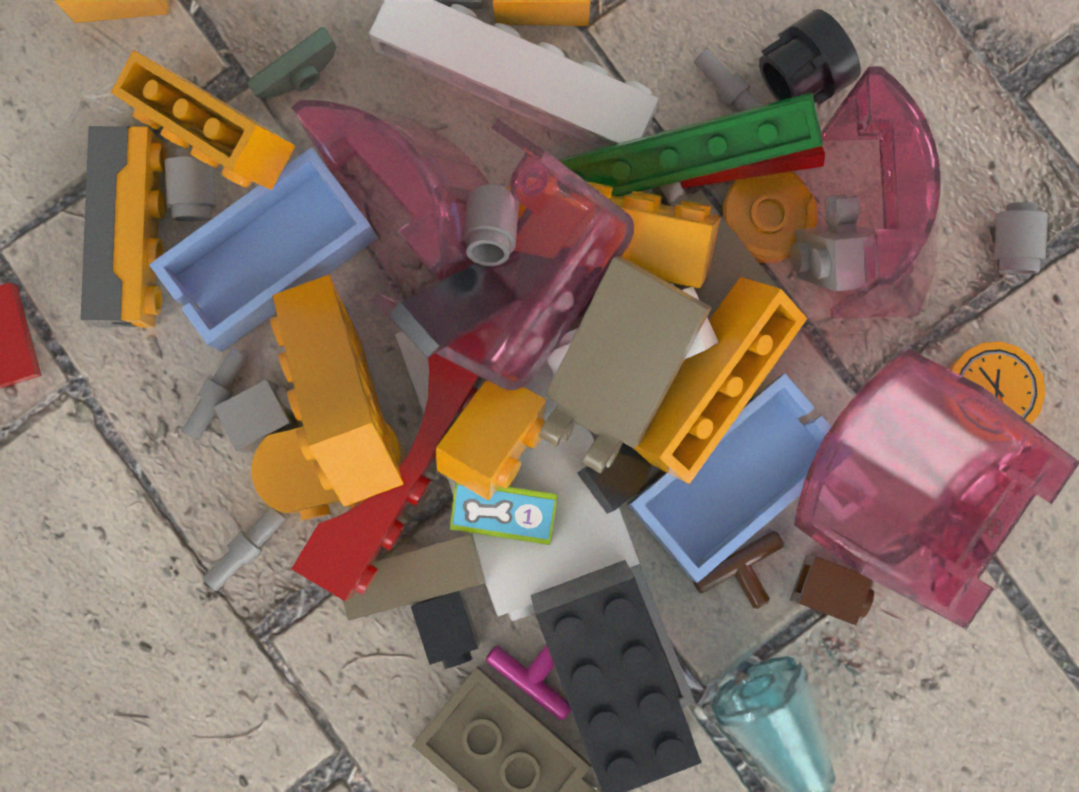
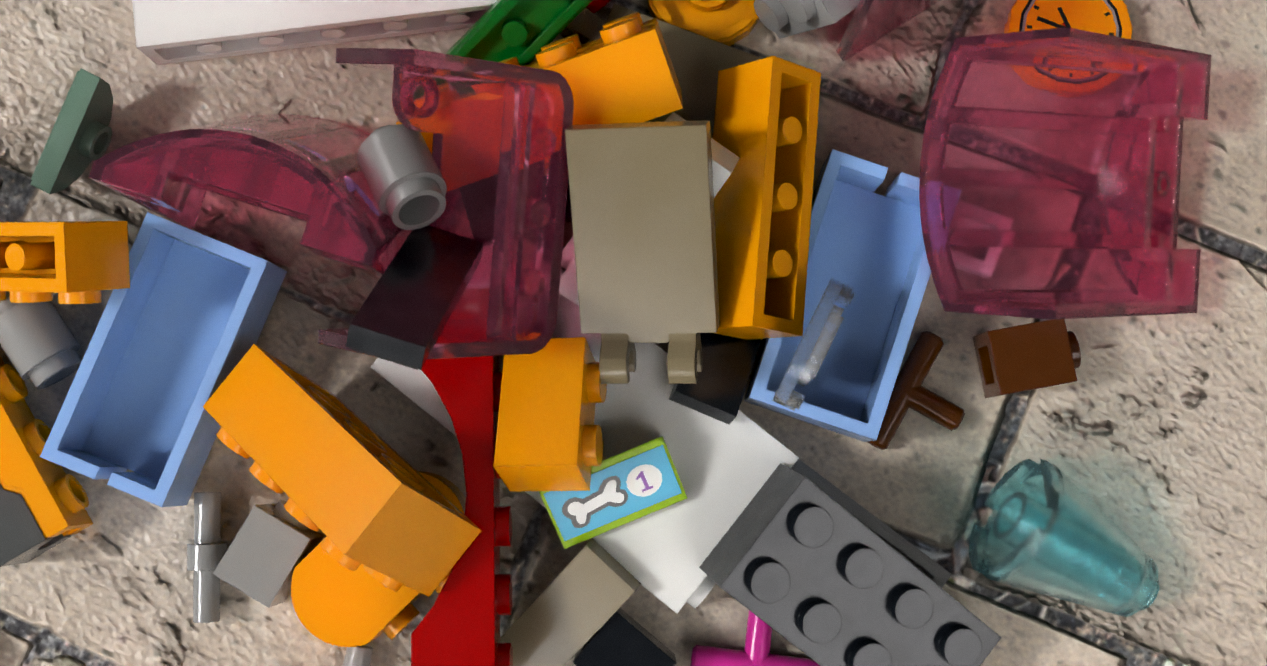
camera: 30 degrees left, 0 degrees up
(693, 494) = (814, 344): none -> clear tile

